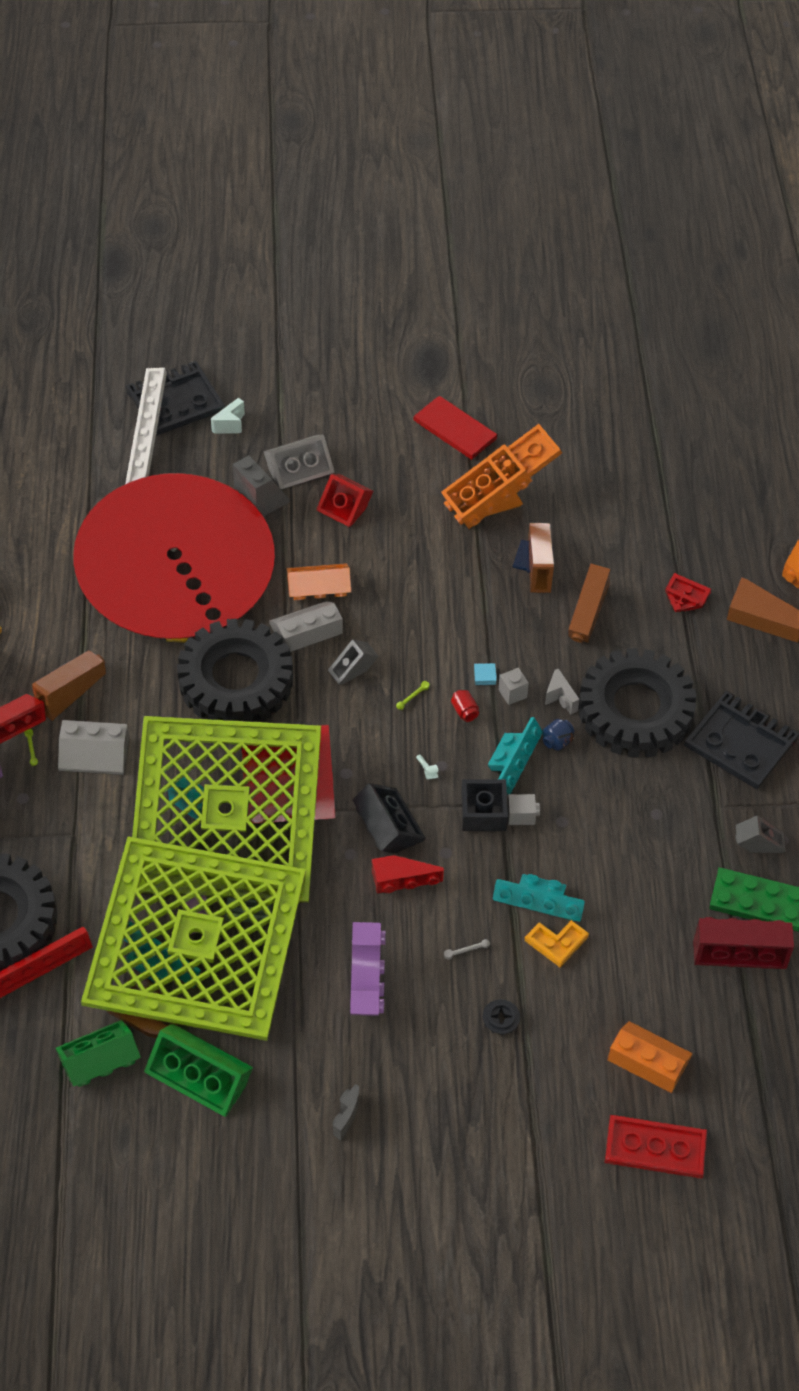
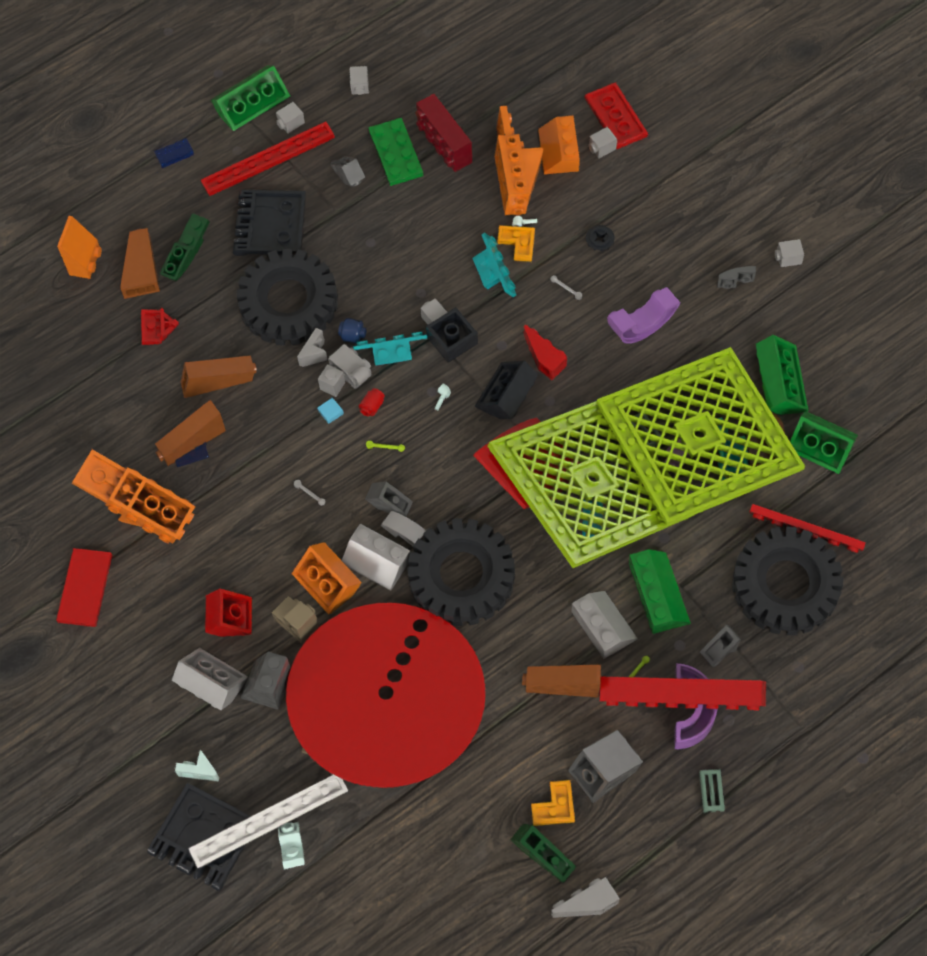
camera: 120 degrees left, 10 degrees up
(82, 808) = (658, 590): none -> green slope
(111, 443) = (291, 845): none -> light aqua slope
(296, 537) = (296, 618): none -> dark tan brick
(316, 656) = (403, 526): none -> light grey slope
(333, 1188) = (789, 253): none -> light grey brick
(430, 613) = (297, 483): none -> light grey hinge
(515, 709) = (355, 369): none -> light grey hinge
(580, 953) = (518, 221): none -> light aqua hand
(623, 1098) = (602, 142): none -> light grey brick
(637, 984) = (515, 166): none -> orange wedge
(756, 655) = (186, 248): none -> dark green slope

